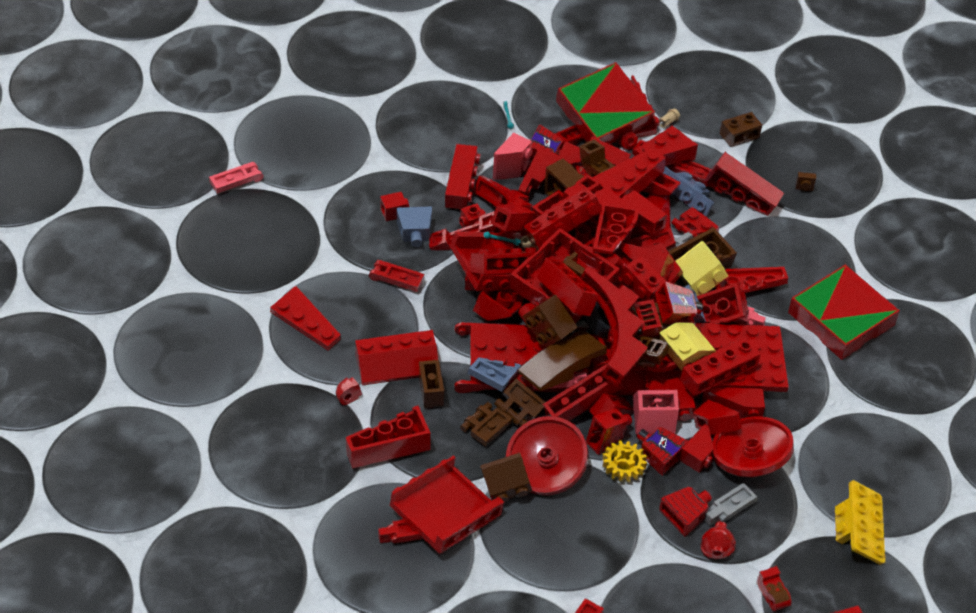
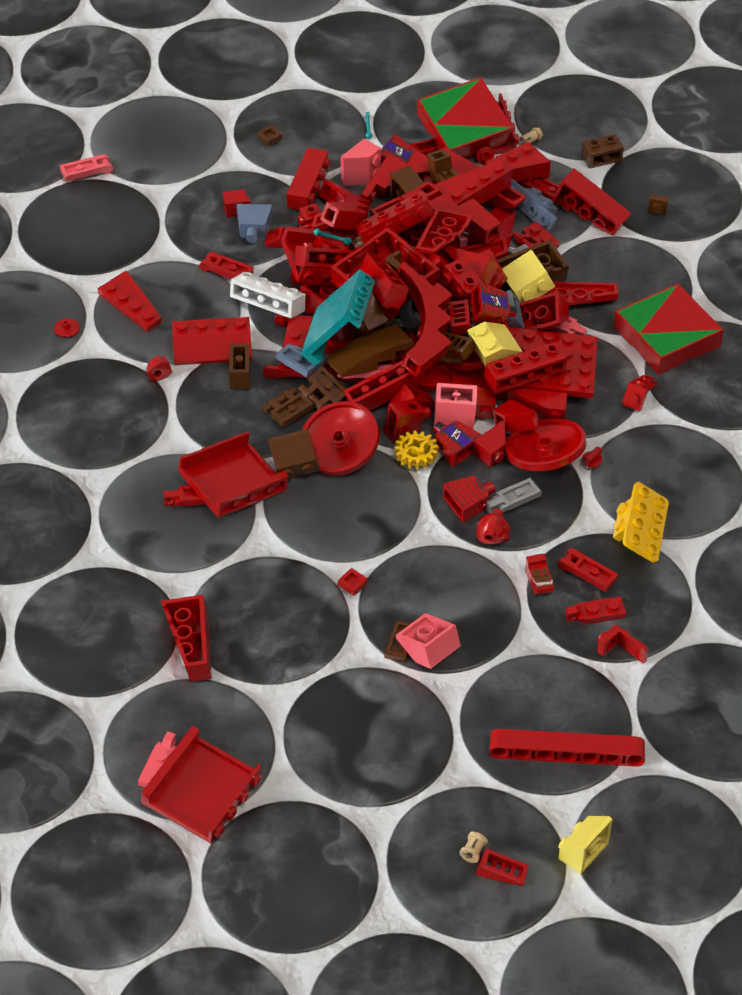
camera: 10 degrees right, 0 degrees up
(245, 352) = (66, 327): none -> red piece
(389, 440) = (188, 413): red wedge -> none
(413, 132) = (269, 135): none -> reddish brown plate
(445, 304) = (267, 295): none -> white brick
(527, 324) = (343, 306): none -> teal panel
(799, 456) = (592, 458): none -> red plate
(819, 578) = (588, 569): none -> red plate
(829, 381) = (637, 392): none -> red bracket

